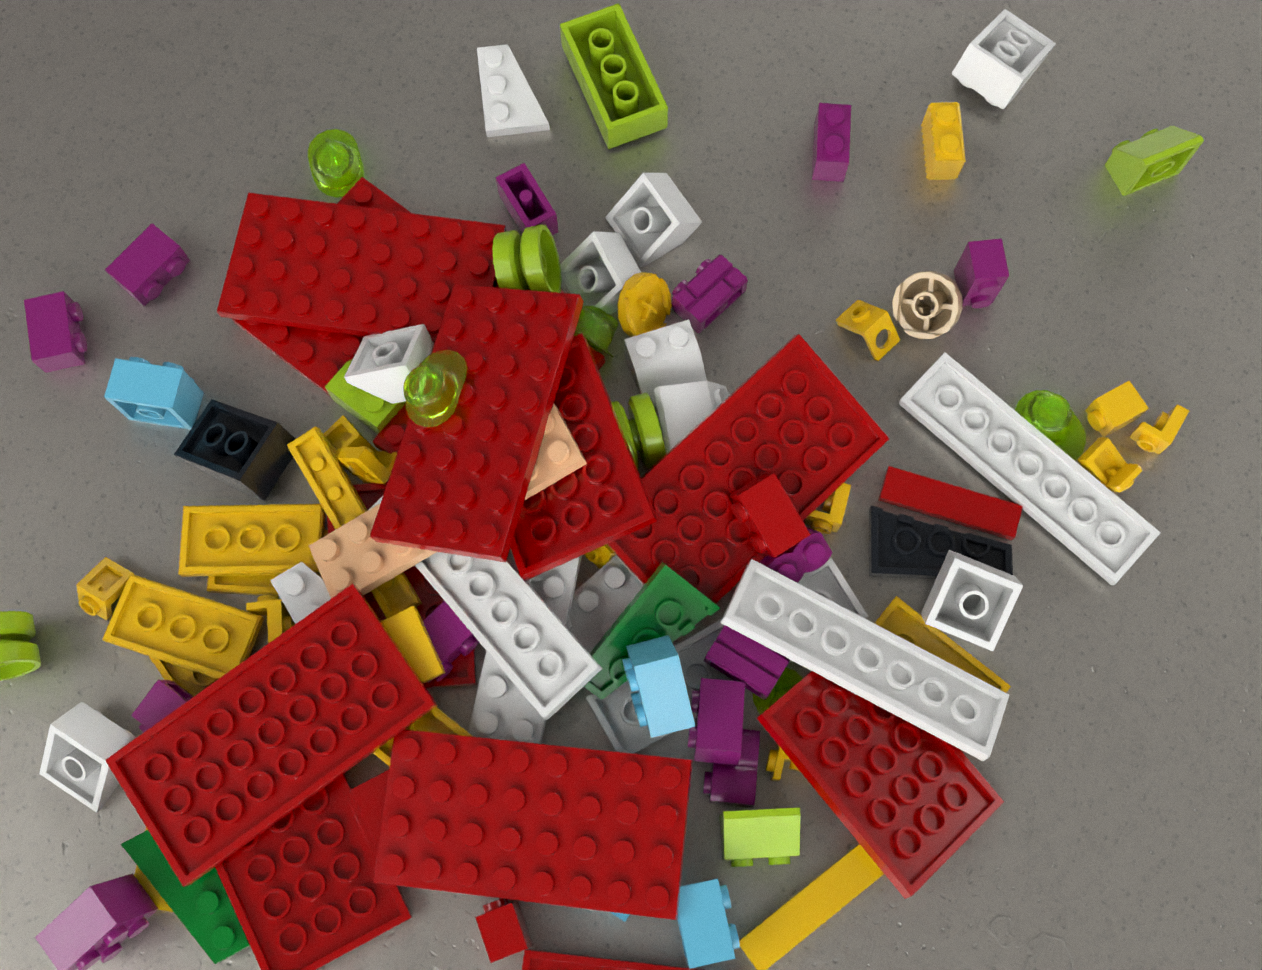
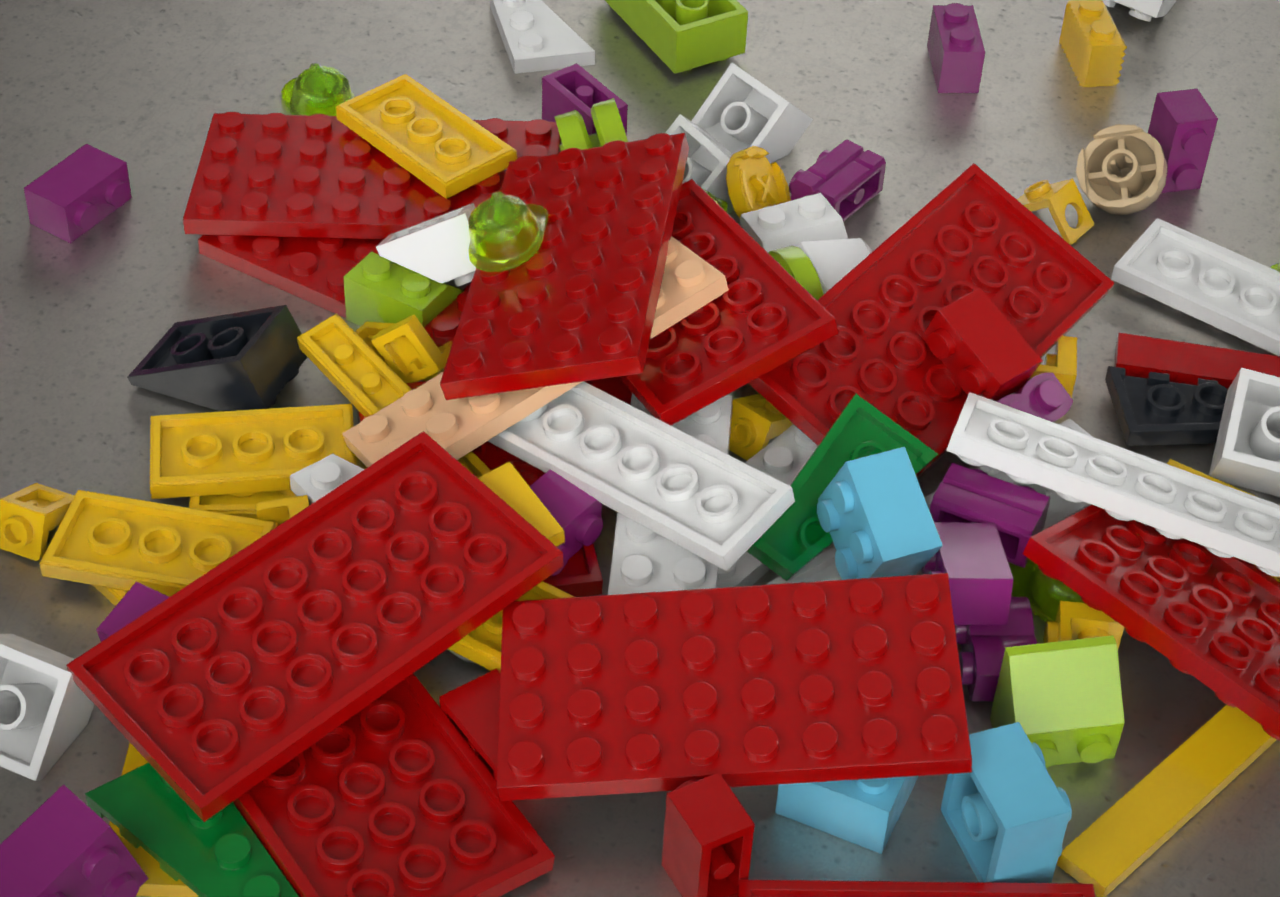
camera: 10 degrees left, 30 degrees down
(154, 393) = (102, 300): medium azure brick -> none
(398, 242) = (426, 135): none -> yellow tile

